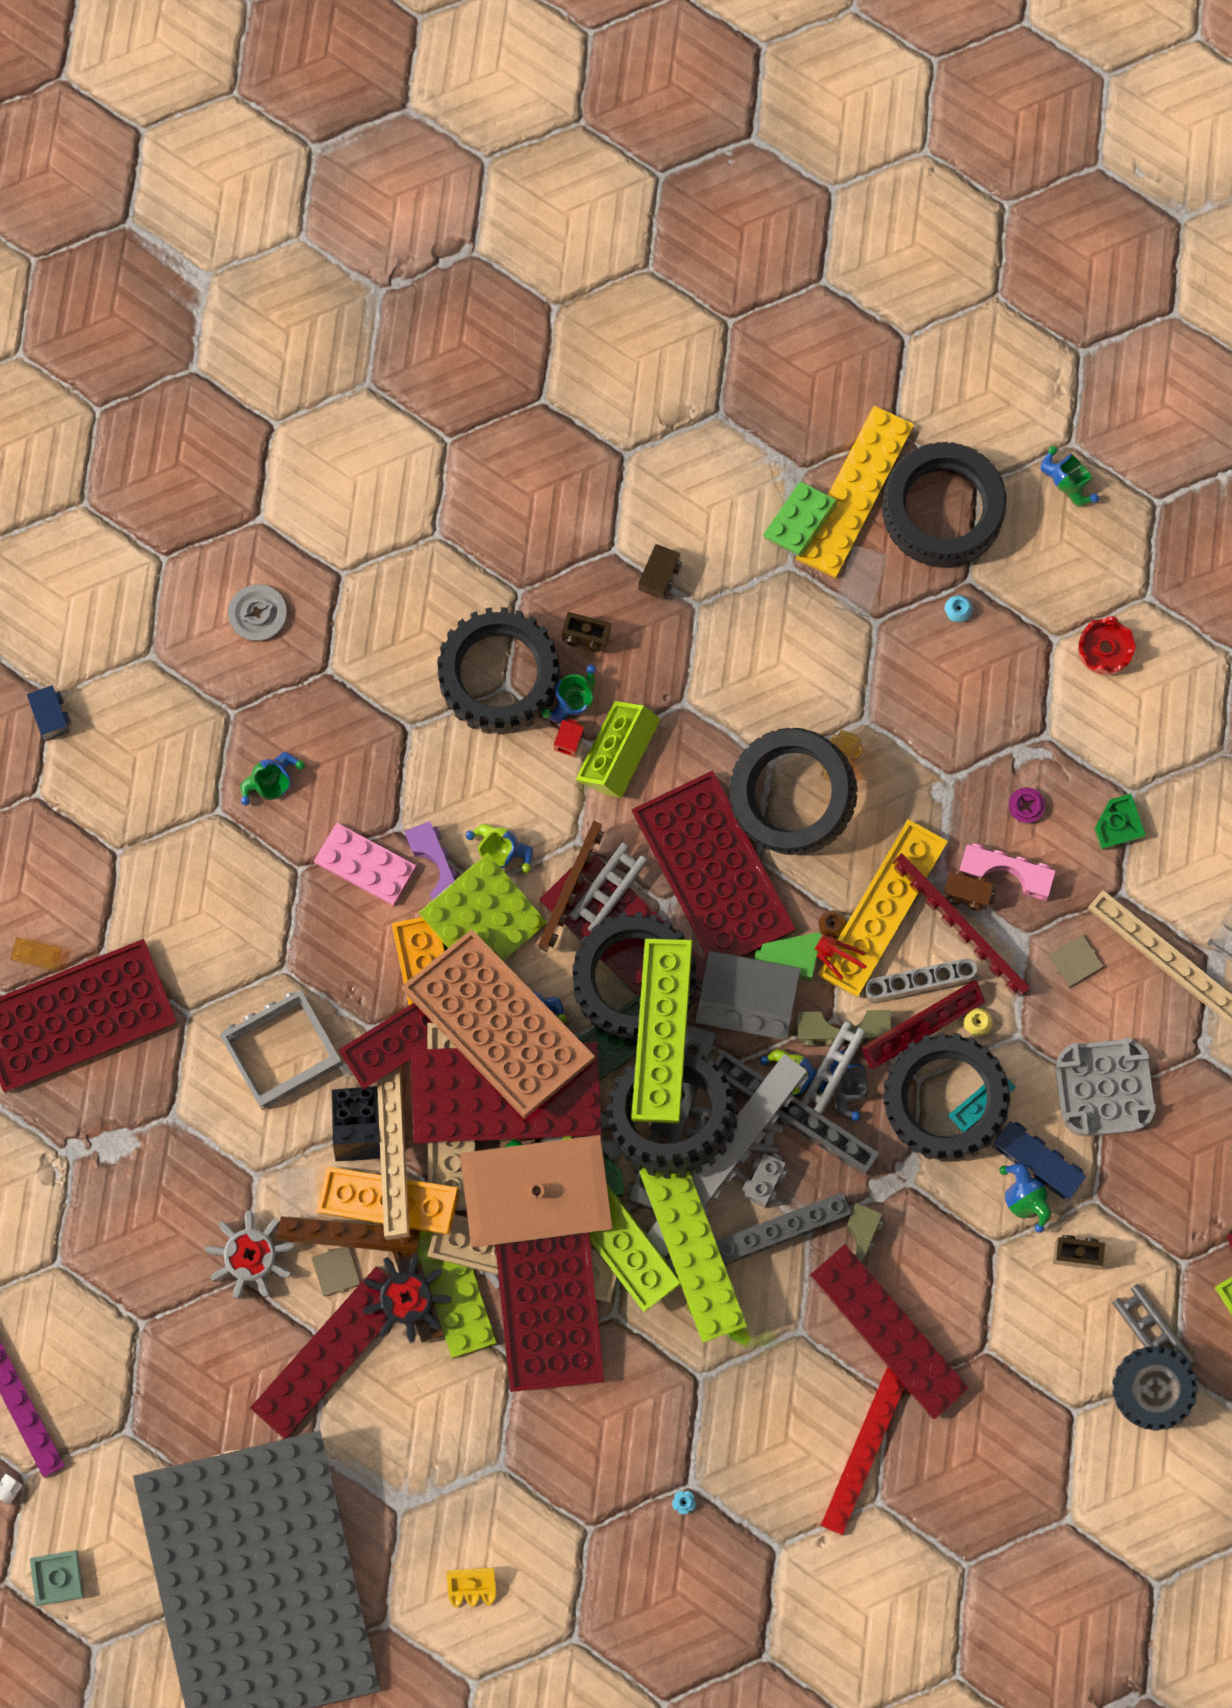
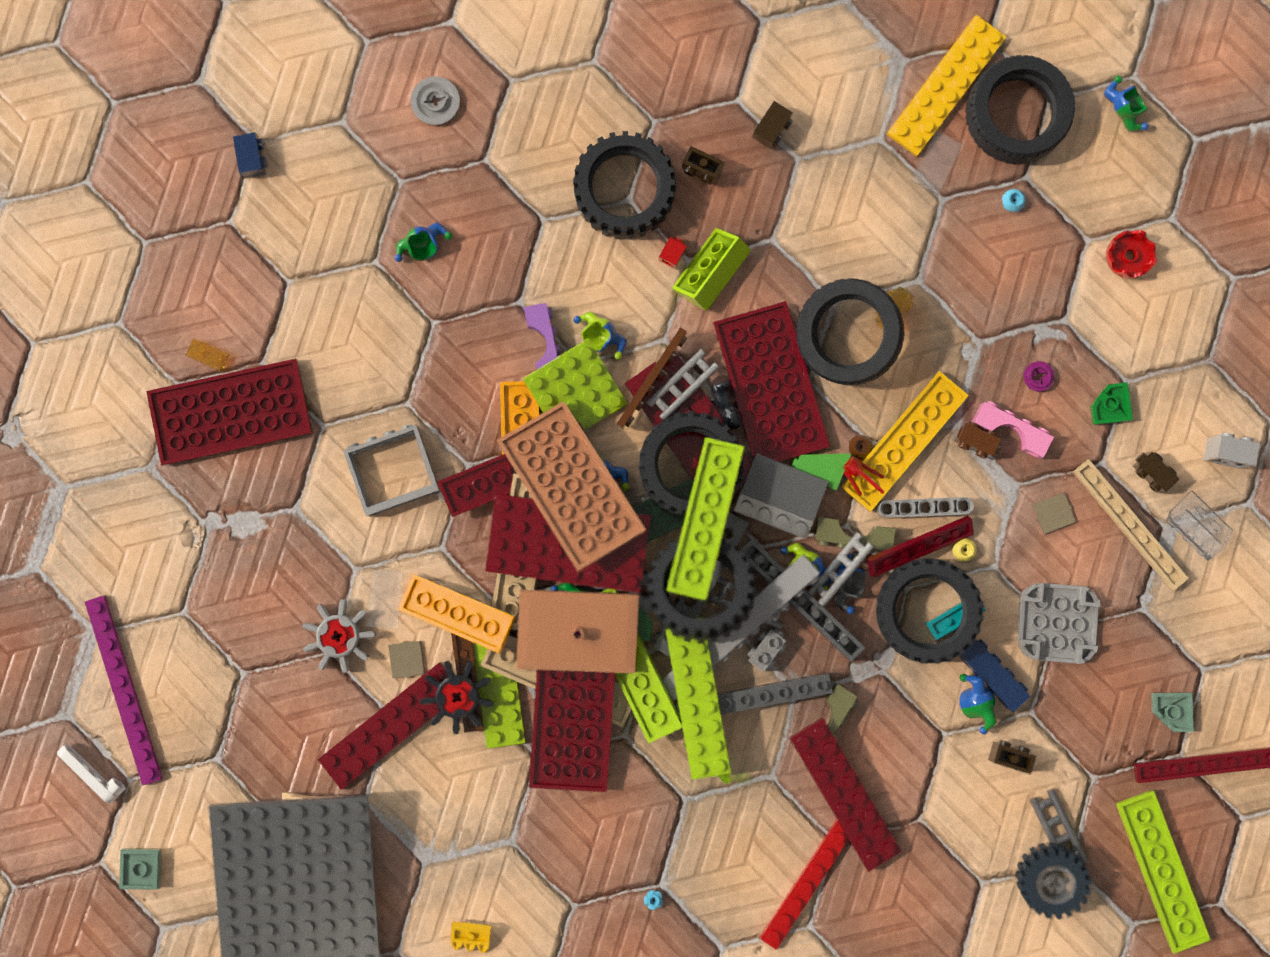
camera: 10 degrees right, 10 degrees up
(344, 1235) = (419, 635): reddish brown plate -> none
(355, 1124) = (442, 543): black slope -> none
(365, 864) = (487, 328): bright pink plate -> none
(393, 1156) = (466, 579): tan plate -> none
(573, 696) = (682, 217): green piece -> none
(661, 894) = (724, 398): none -> black animal
(800, 519) = (897, 101): bright green plate -> none
(966, 932) = (961, 461): dark red plate -> none
(1183, 890) = (1156, 473): none -> dark brown brick

